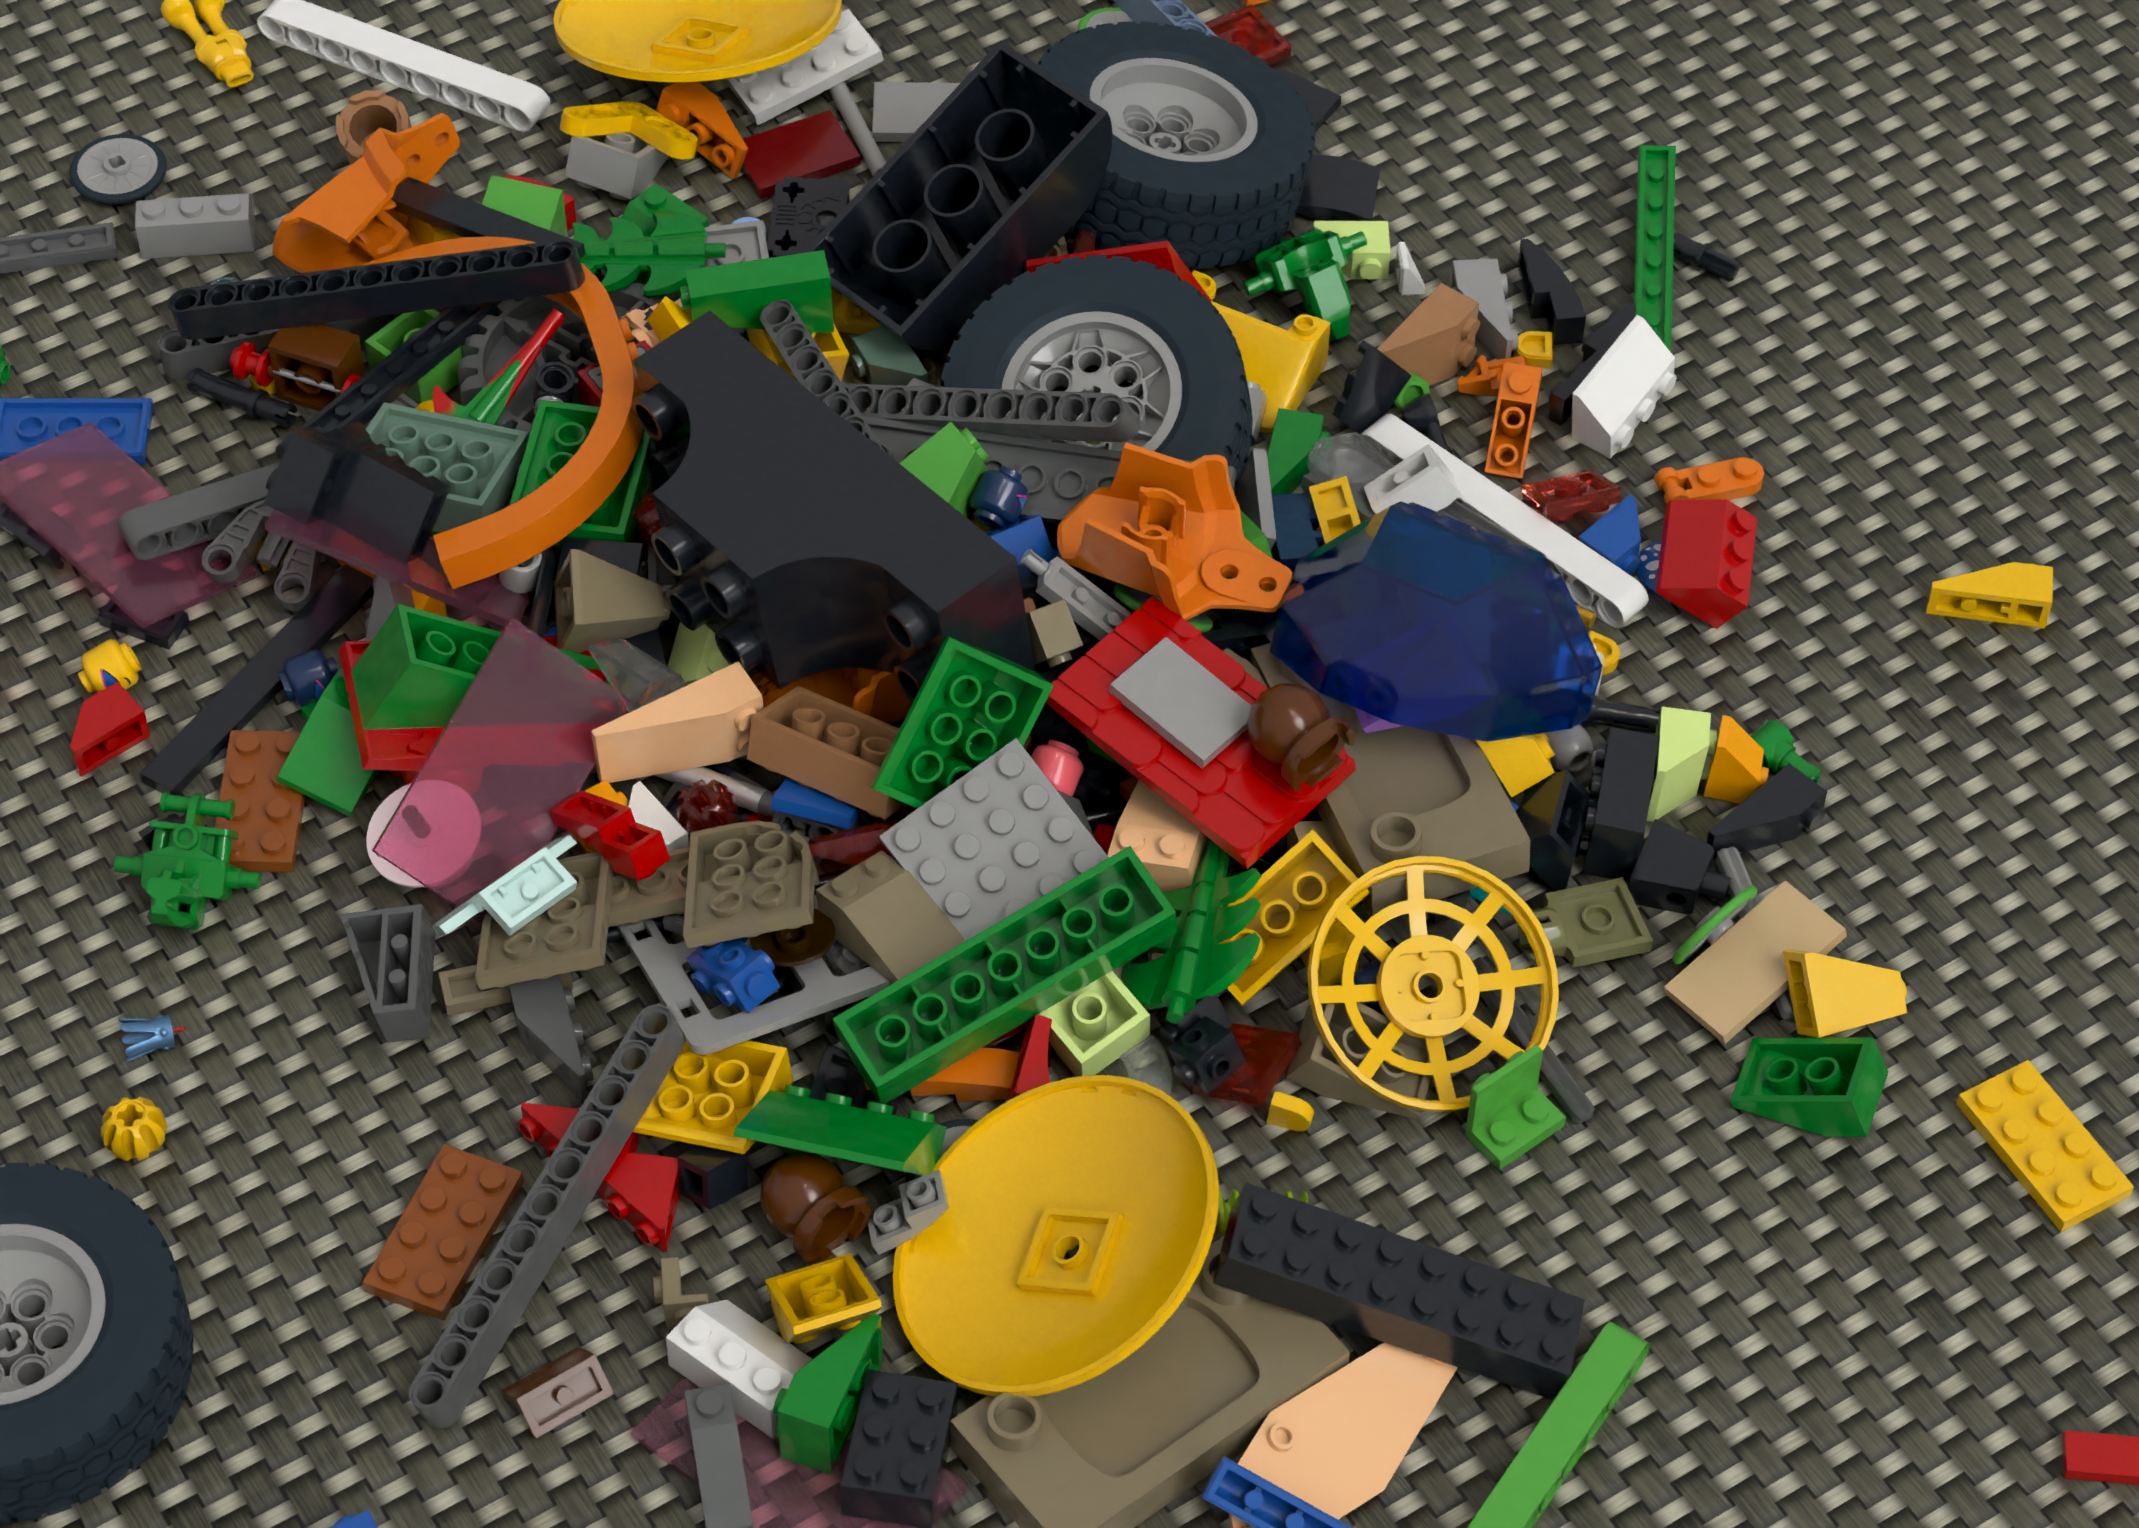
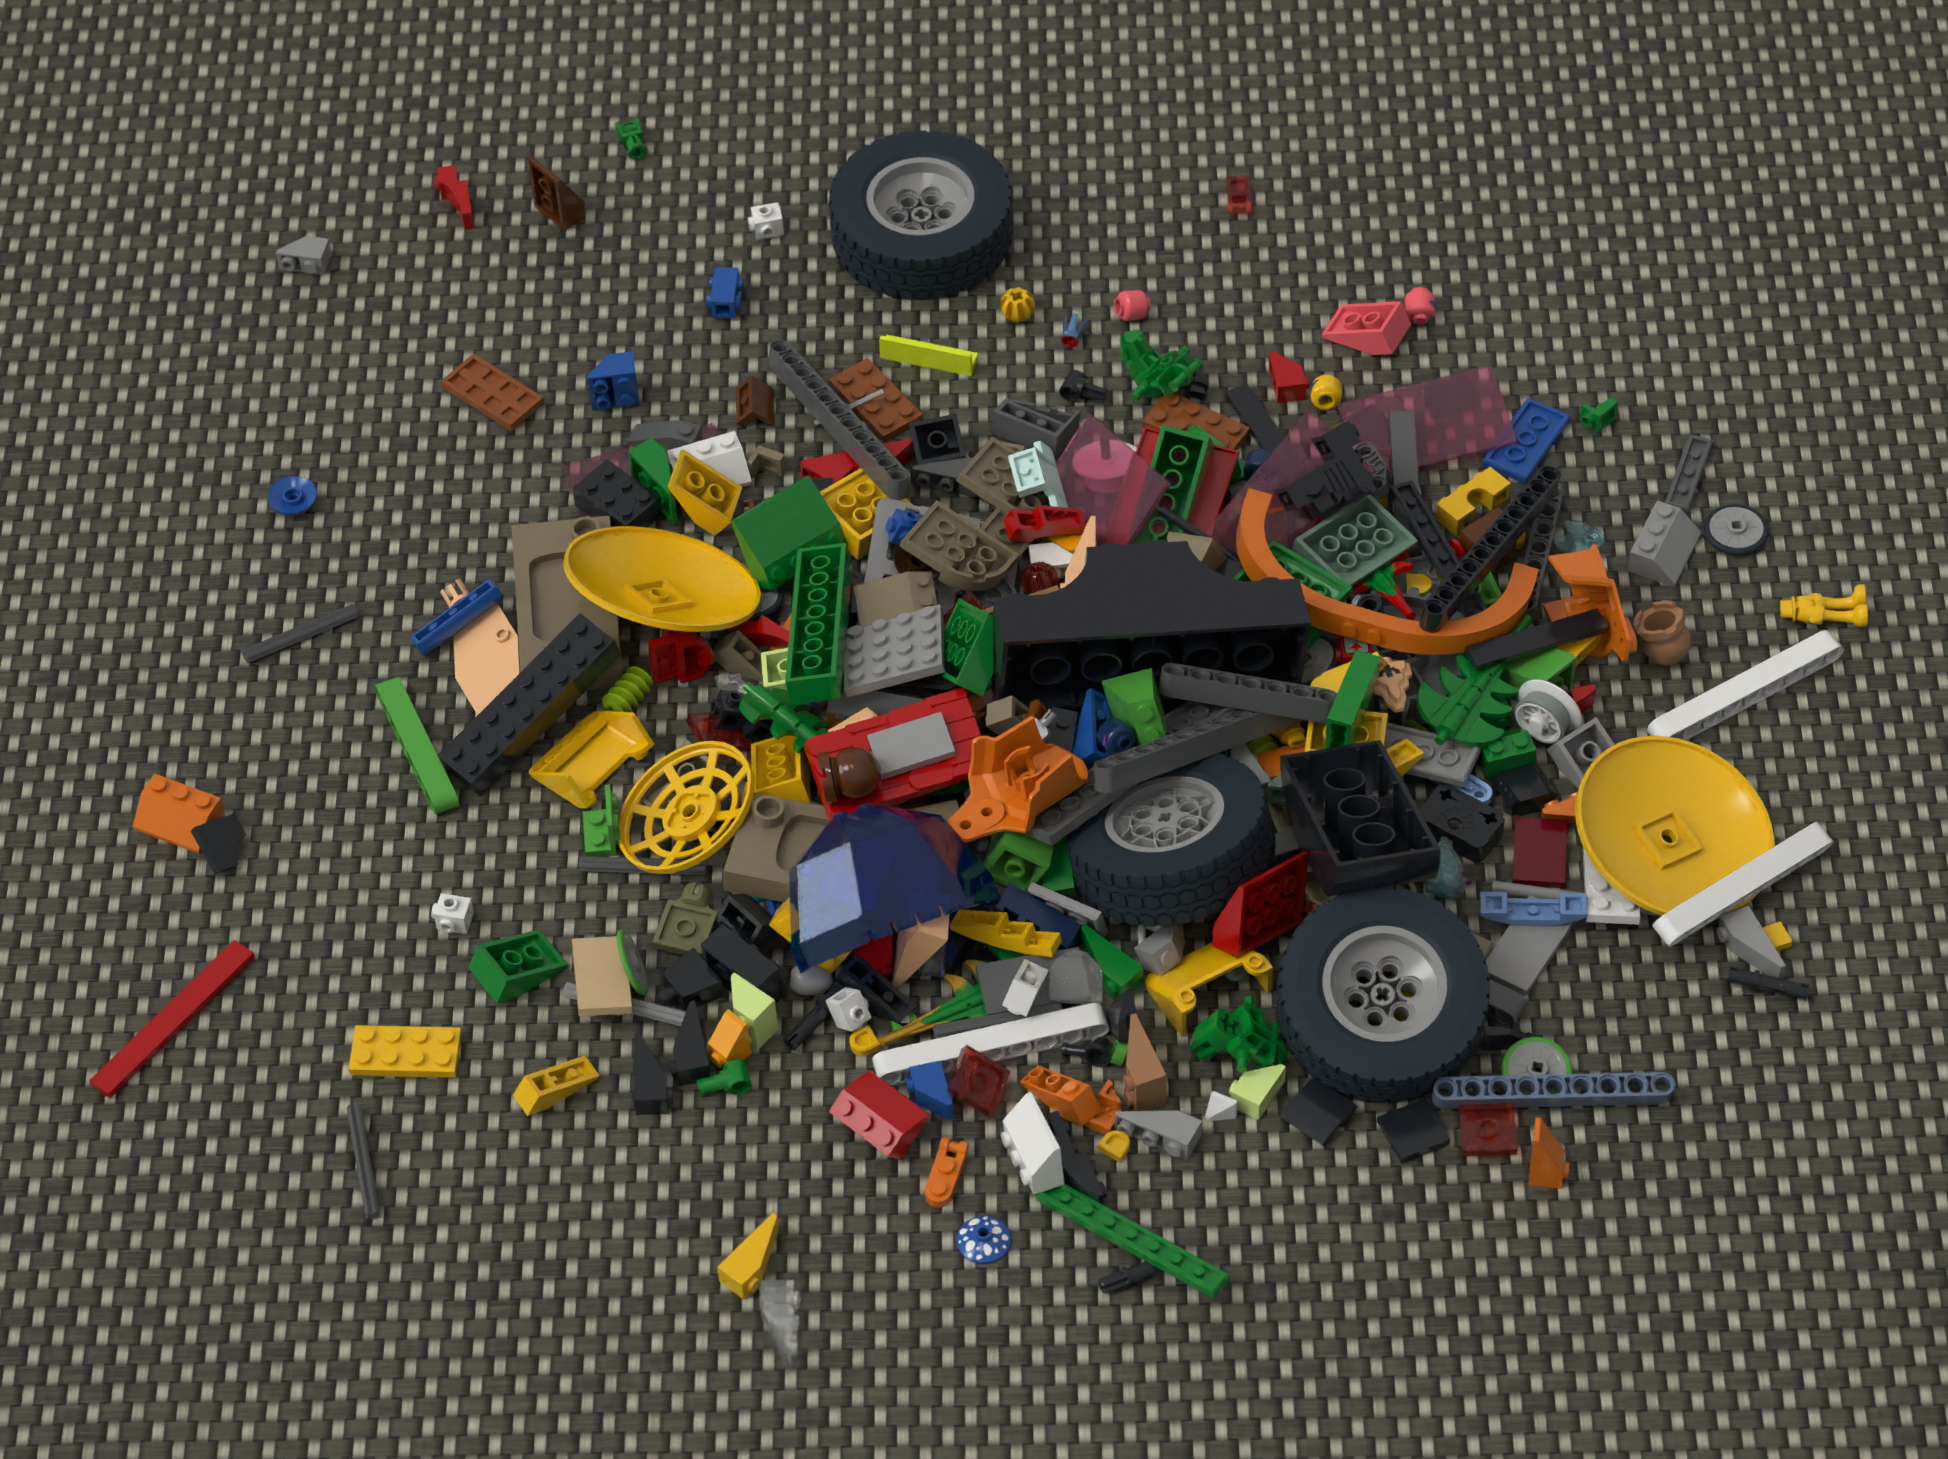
camera: 125 degrees right, 0 degrees up
(50, 981) = (1132, 305): none -> coral head
(202, 426) = (1486, 489): none -> yellow arch
(268, 969) = (1077, 387): none -> black axle
(303, 1208) = (927, 355): none -> neon yellow panel
(472, 1228) = (861, 401): none -> light grey piece
(503, 1068) = (937, 439): none -> black slope
(594, 186) = (1546, 711): none -> white piece
(632, 118) = (1599, 730): yellow beam -> none
(716, 189) = (1523, 789): none -> black slope
(888, 93) = (1533, 912): none -> medium blue slope
(902, 1219) = (733, 556): light grey slope -> none
(1290, 1112) = (676, 737): yellow tile -> none
(1426, 1209) = (591, 755): none -> yellow windscreen
(1550, 294) = (1149, 1170): black slope -> none
(1764, 411) = (983, 1249): none -> blue dish
(1797, 1211) = (453, 913): none -> white brick
(1840, 993) = (550, 997): yellow slope -> none
(1861, 827) = (650, 1082): none -> black slope
(1954, 929) = (553, 1084): none -> yellow slope
(2044, 529) = (777, 1312): none -> clear slope

